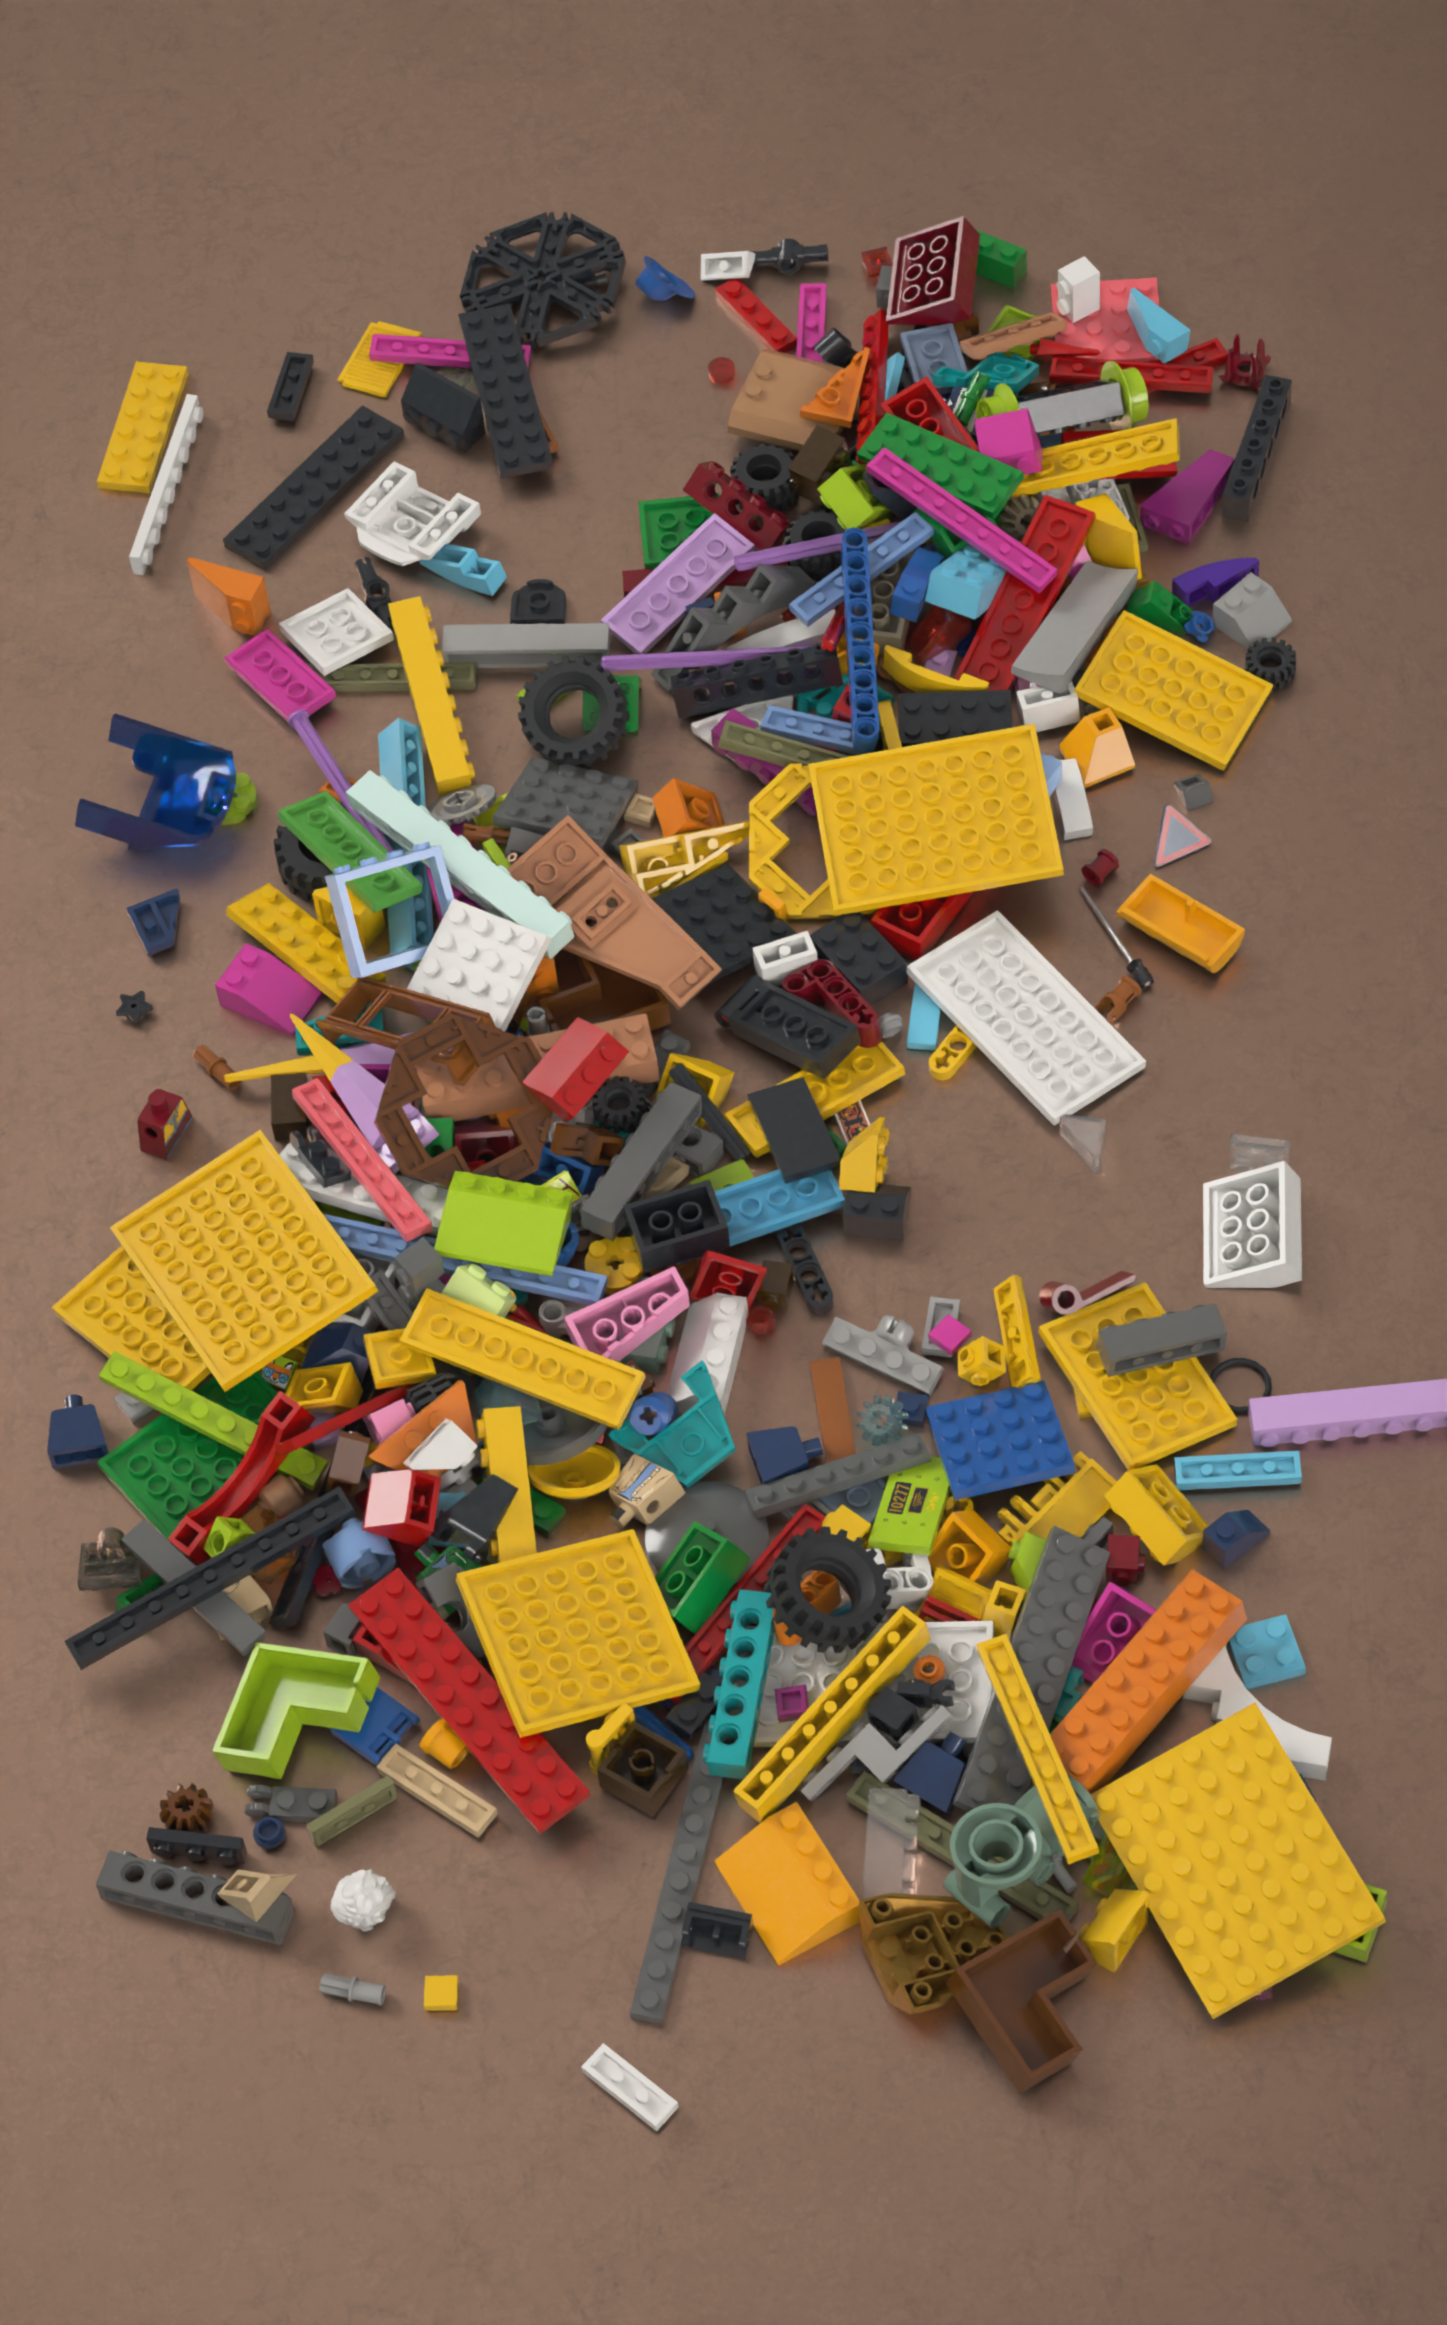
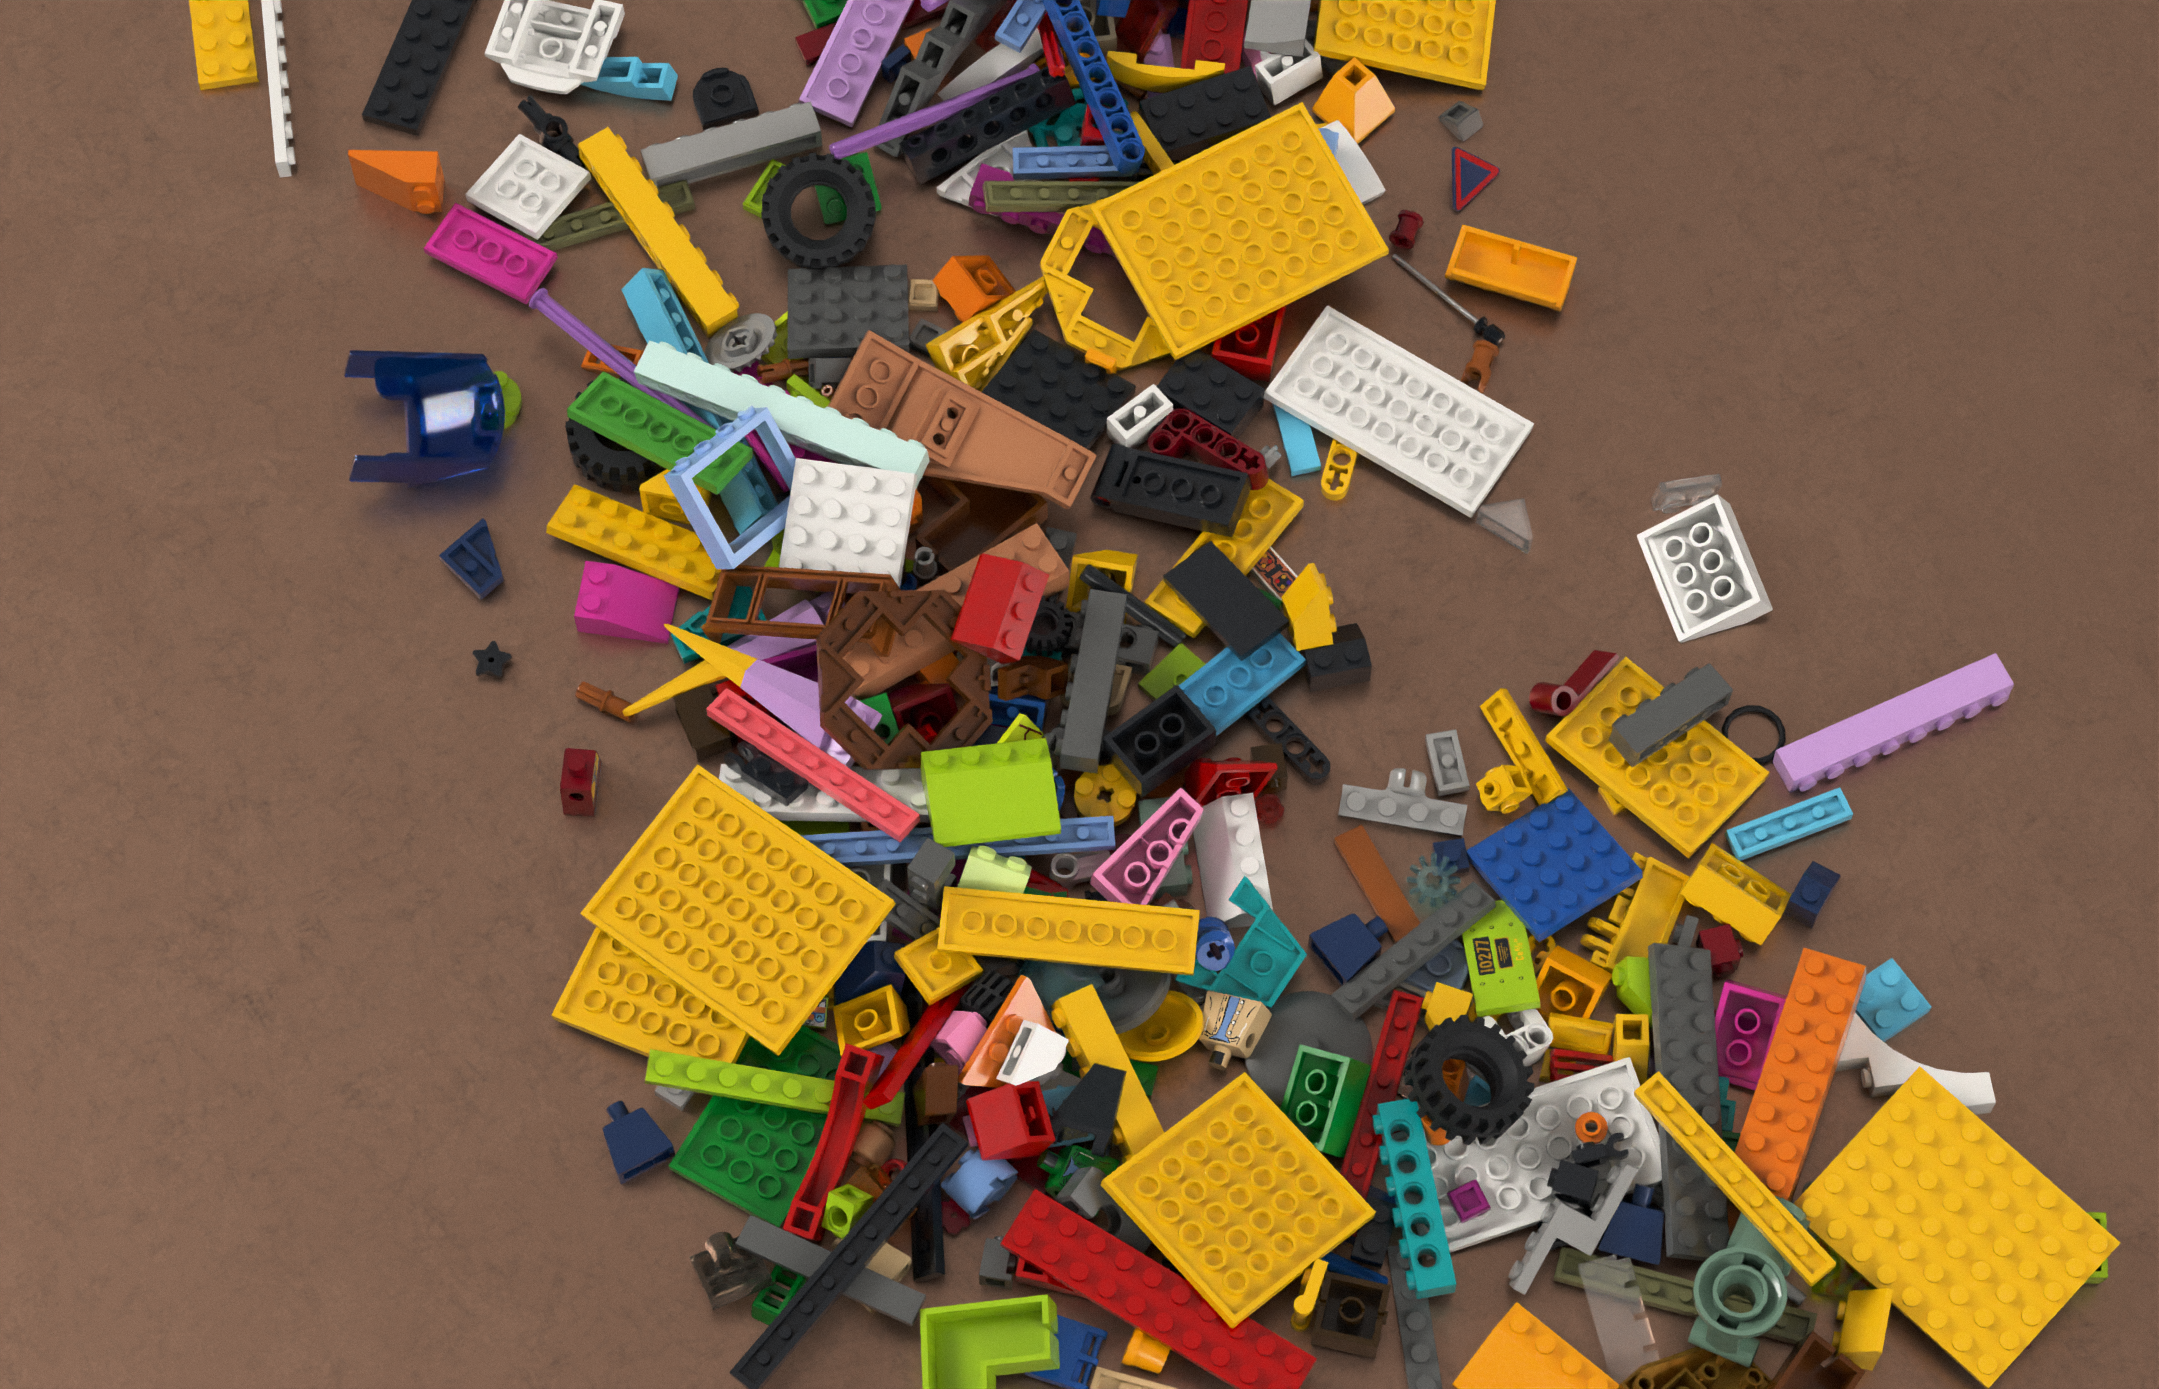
camera: 25 degrees left, 10 degrees up
(831, 1715) = (1518, 1204): yellow brick -> none
(949, 1335) = (1463, 770): dark pink tile -> none

